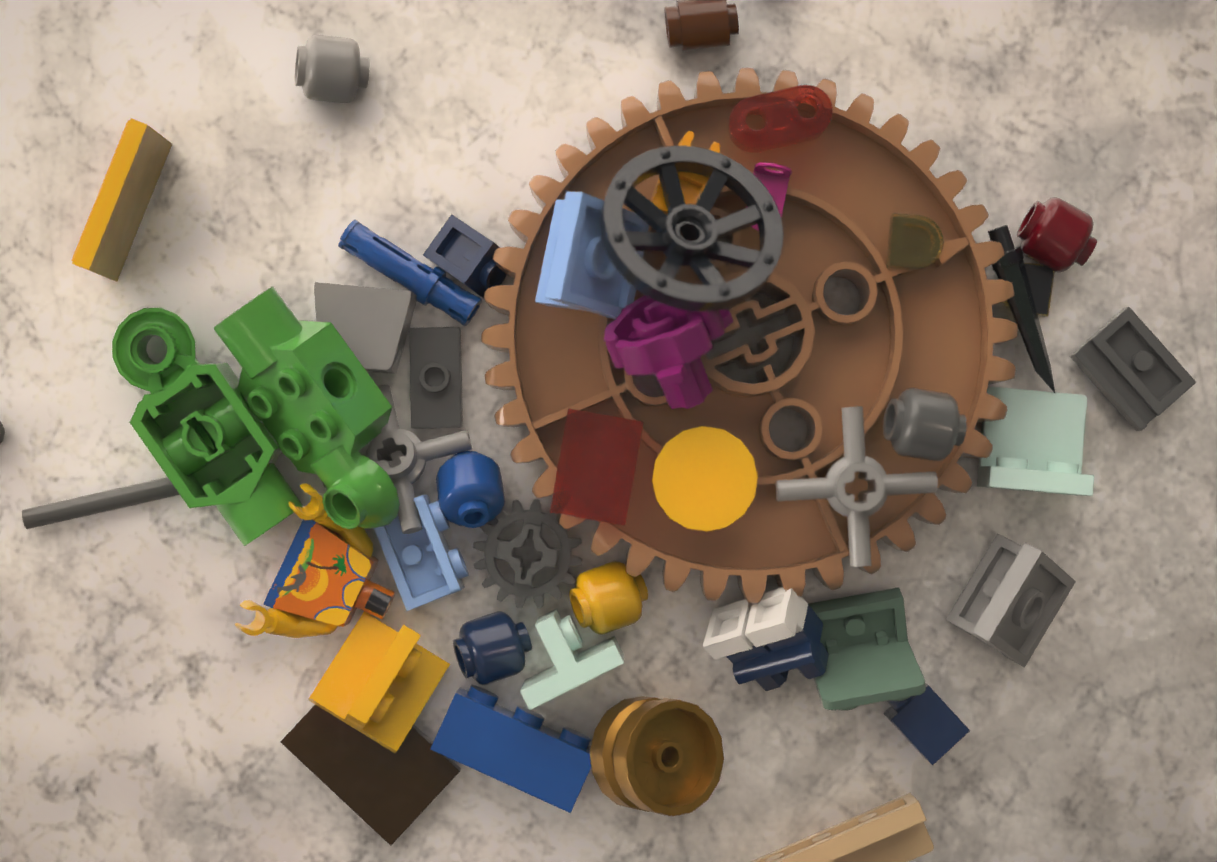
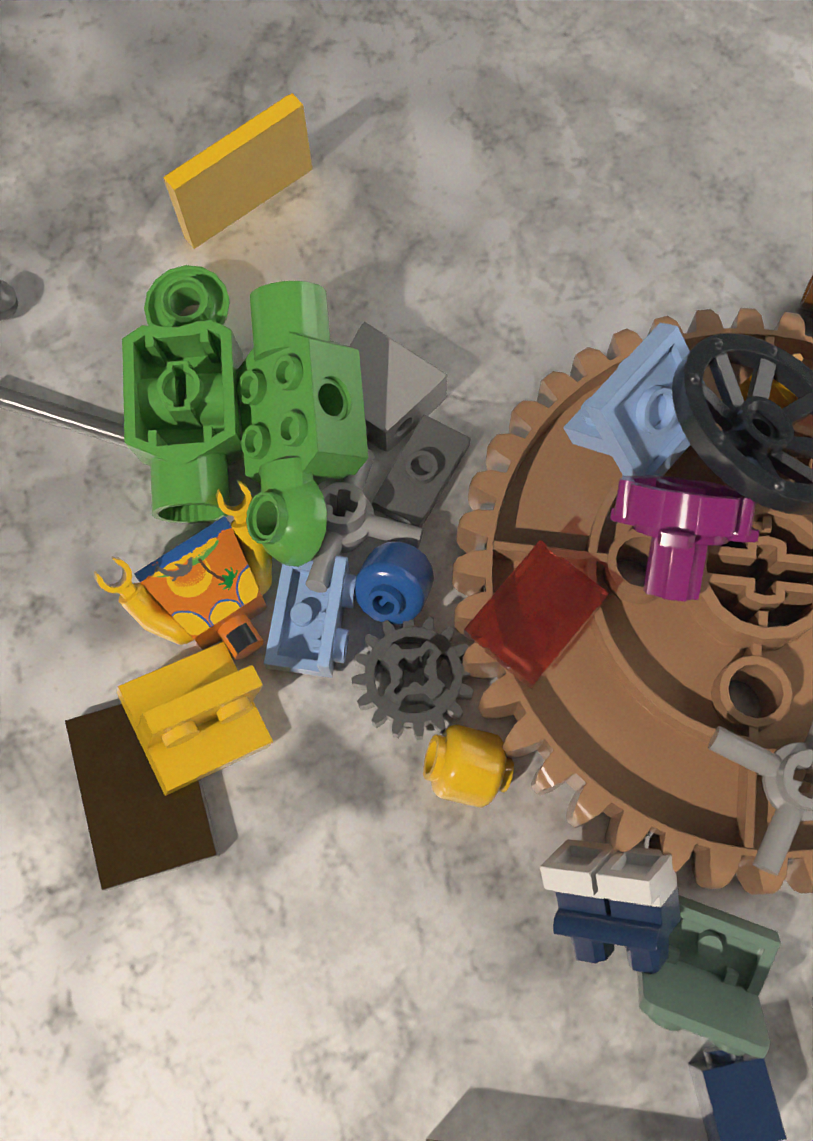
camera: 30 degrees right, 15 degrees down
(330, 69) = (485, 170): light grey head -> none
(398, 265) = (463, 386): blue pin -> none
(466, 256) = (510, 377): dark blue bracket -> none
(492, 648) = (323, 748): dark blue head -> none
(514, 747) = (286, 863): blue brick -> none
(569, 667) = (391, 809): light aqua bracket -> none
(657, 755) = (428, 956): pearl gold wheel -> none
(704, 478) = (641, 686): yellow tile -> none

